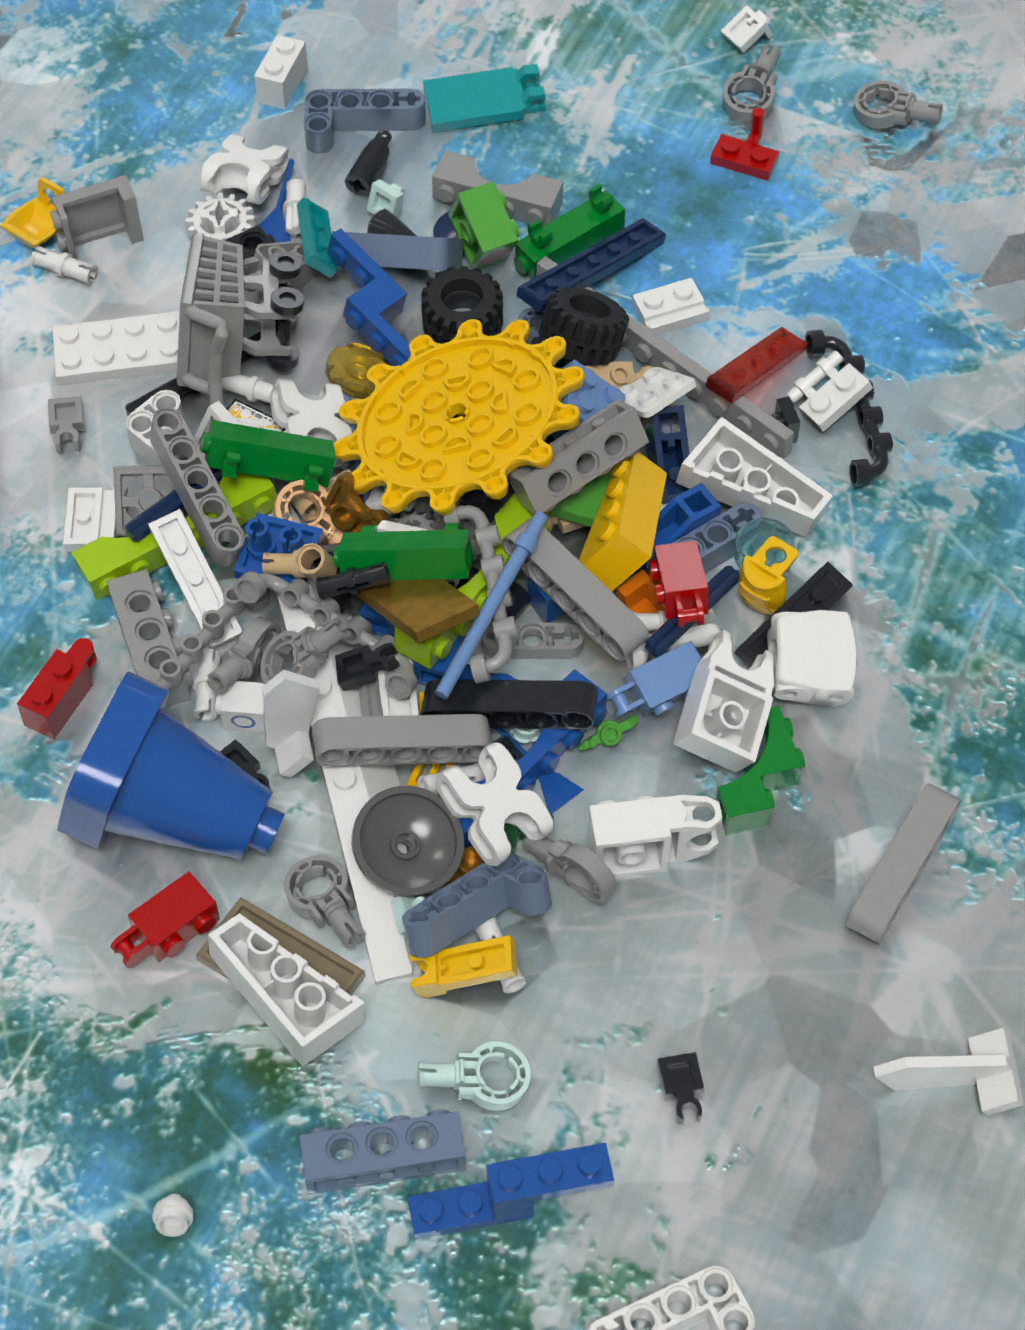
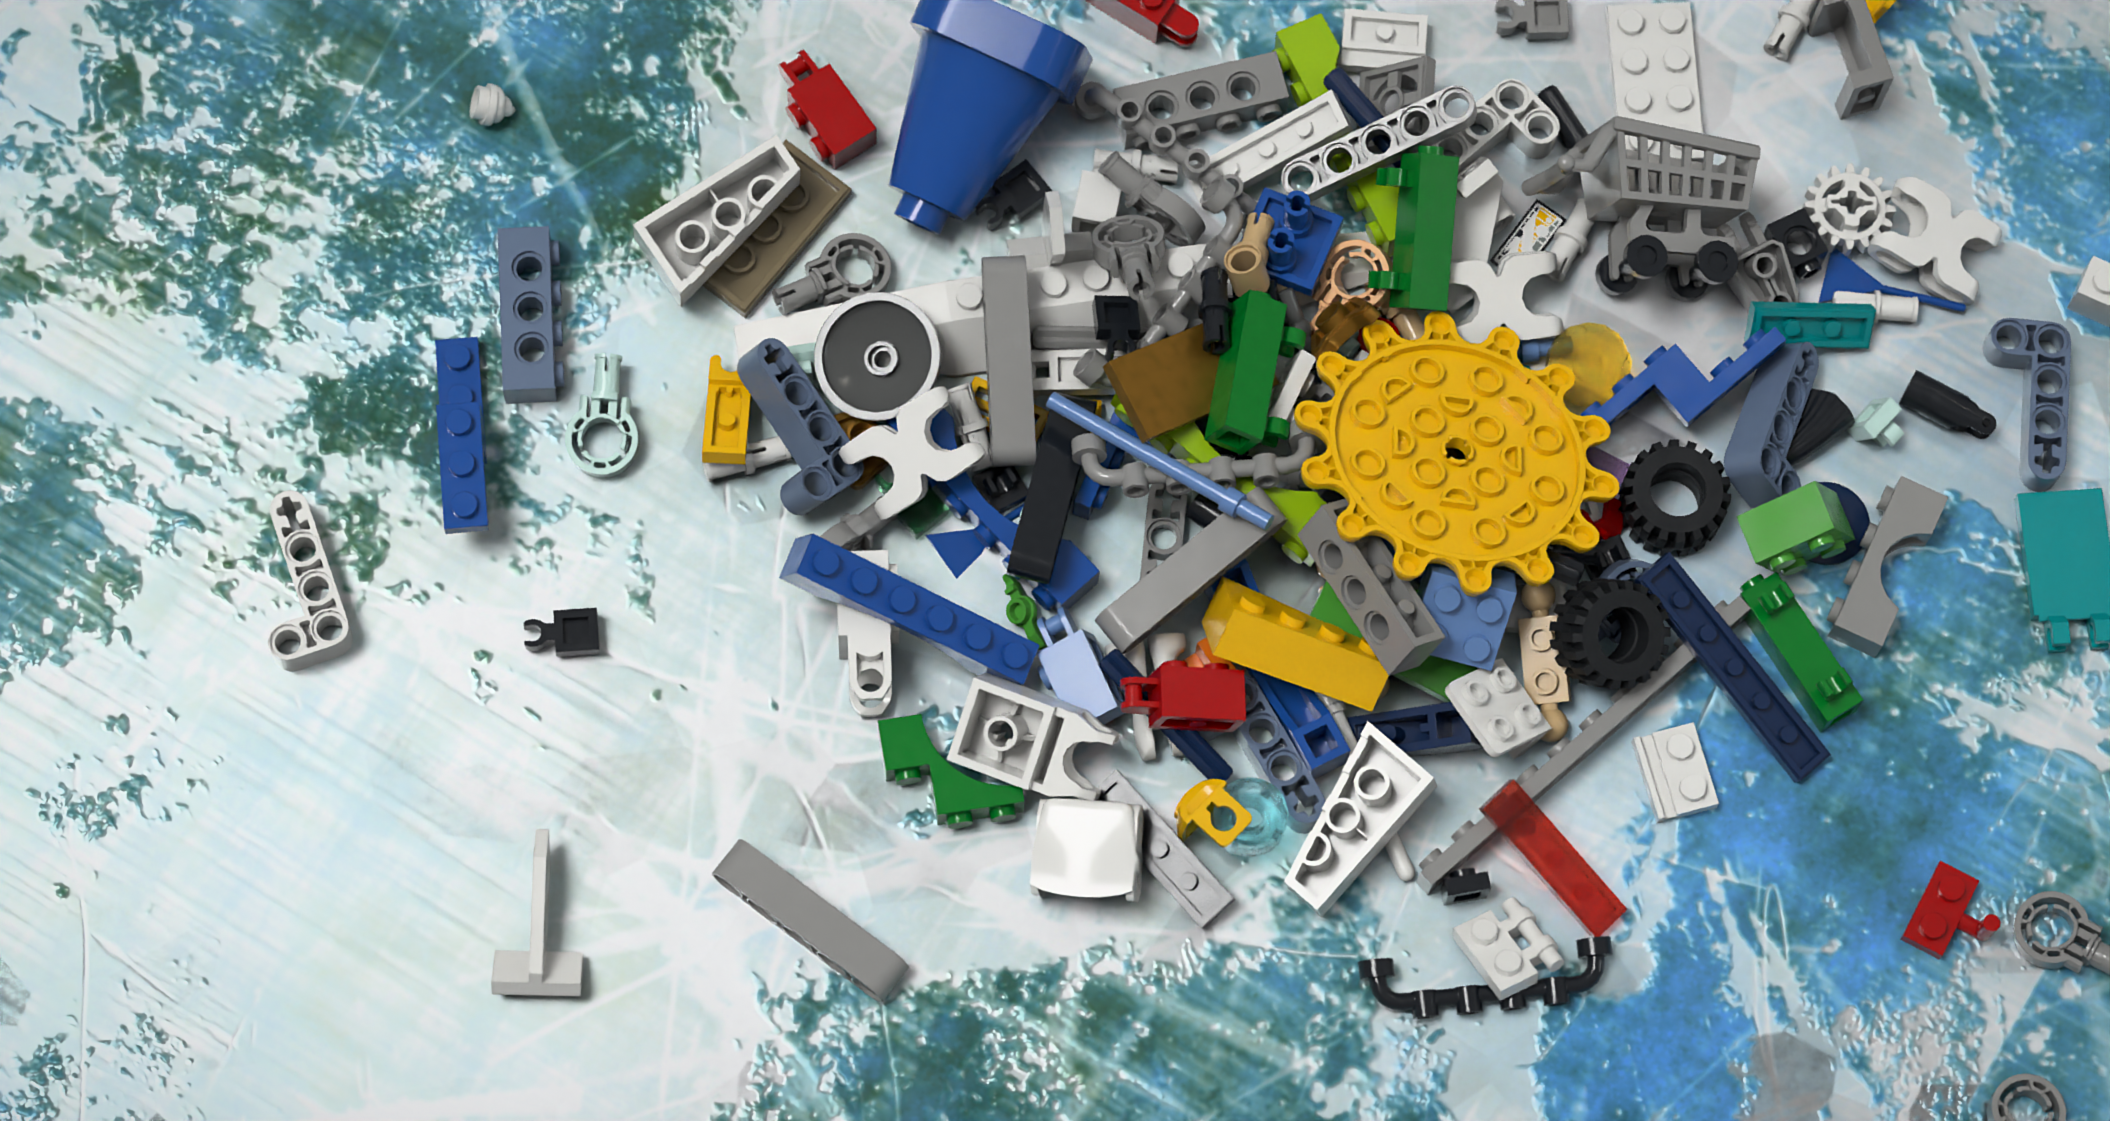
camera: 90 degrees right, 15 degrees up
(636, 792) = (866, 587): none -> blue arch

